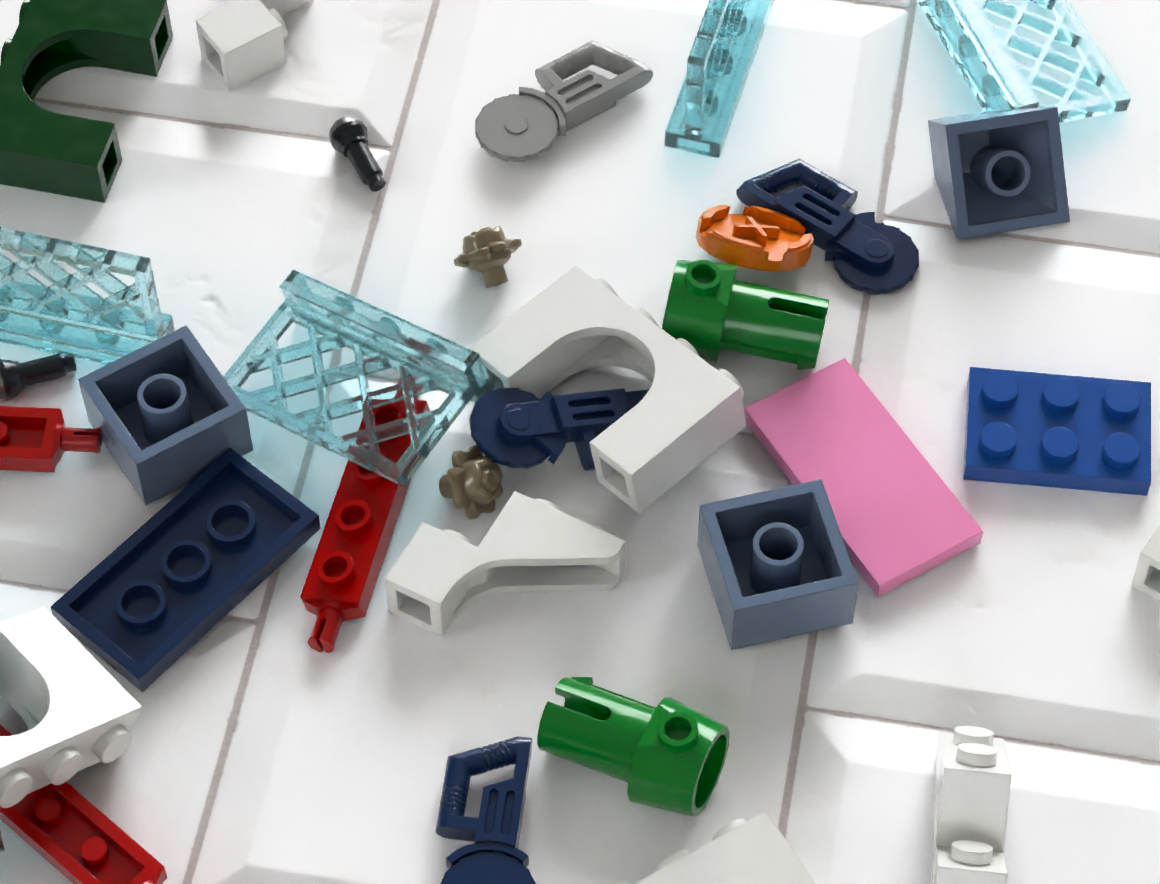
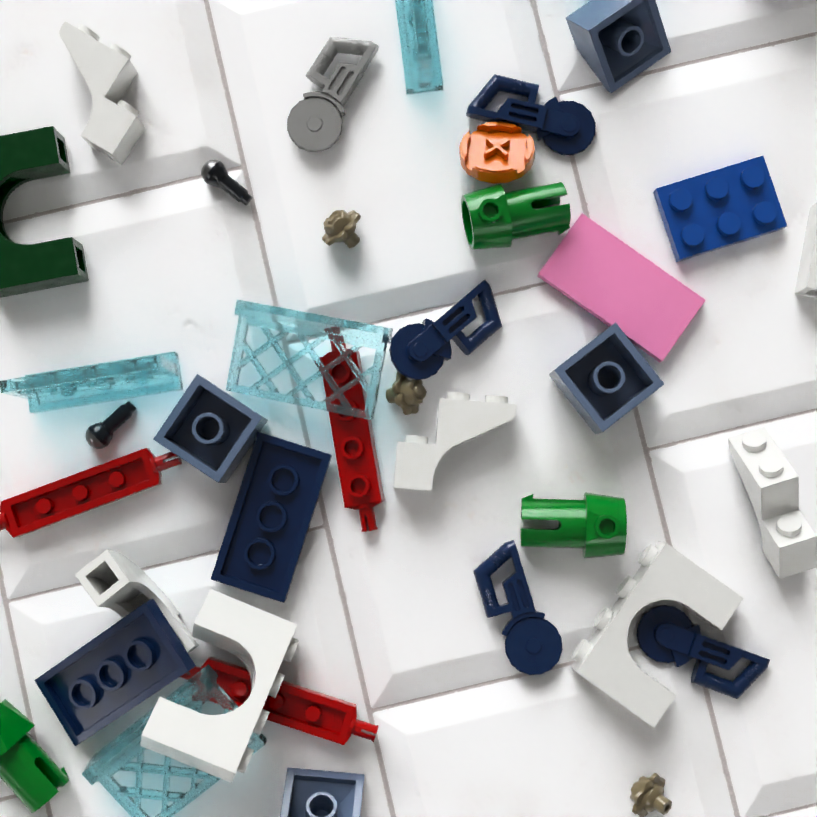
camera: 20 degrees left, 30 degrees up
(586, 326) = (424, 259): white arch -> none

